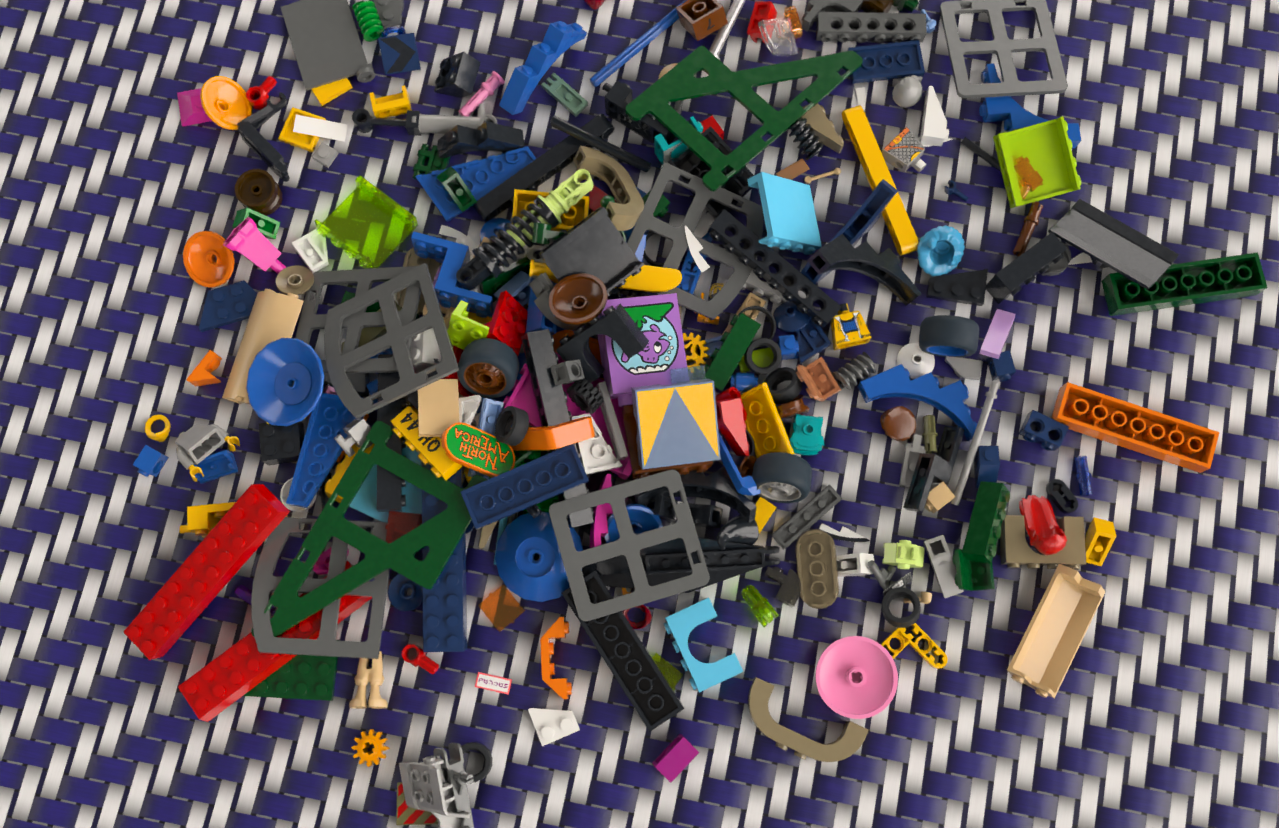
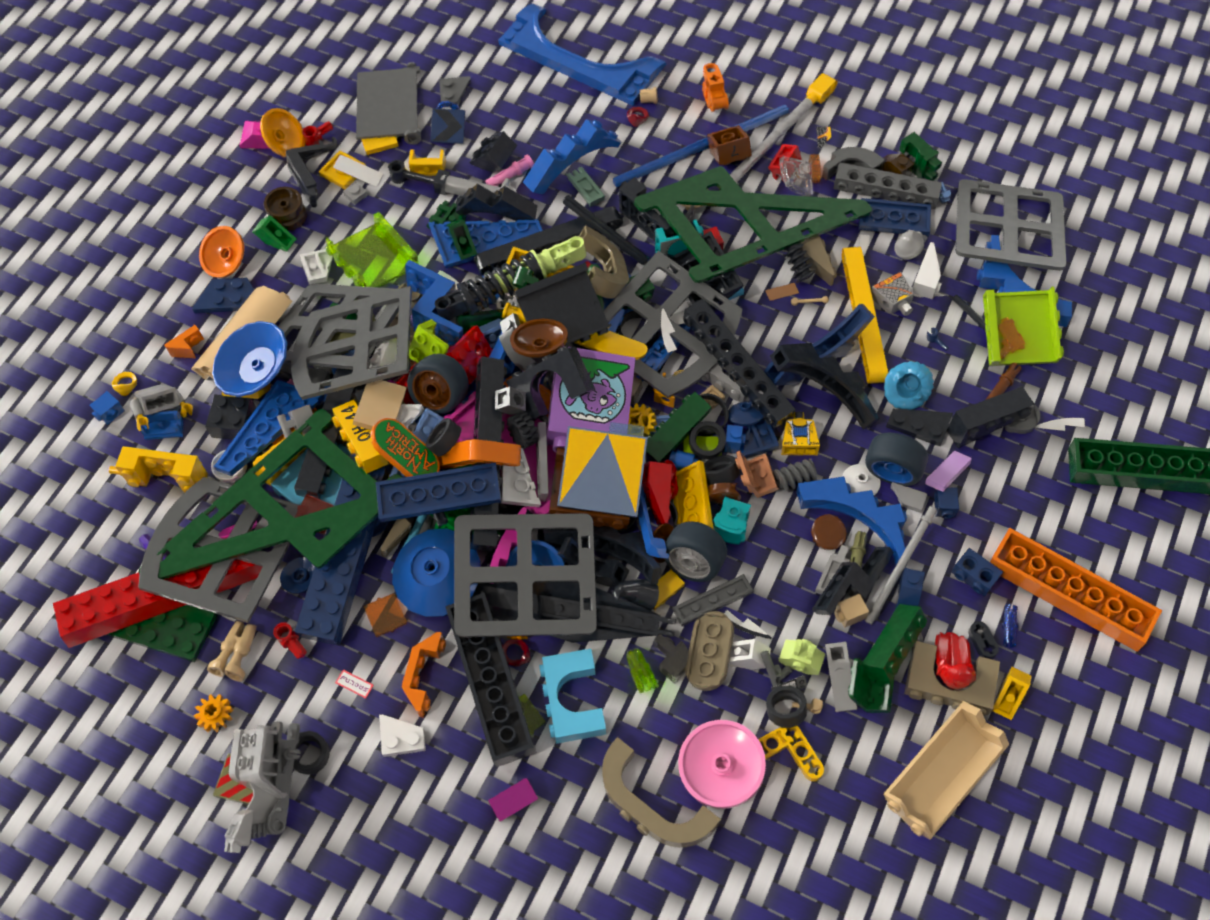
camera: 15 degrees right, 15 degrees down
(206, 571) = (117, 507): red brick -> none
(254, 246) = (265, 248): piece -> none
(295, 280) = (292, 285): dark tan dish -> none
(368, 20) = (429, 94): green piece -> none
(787, 213) = (762, 315): medium azure panel -> none
(1114, 244) = (1086, 413): hinge -> none

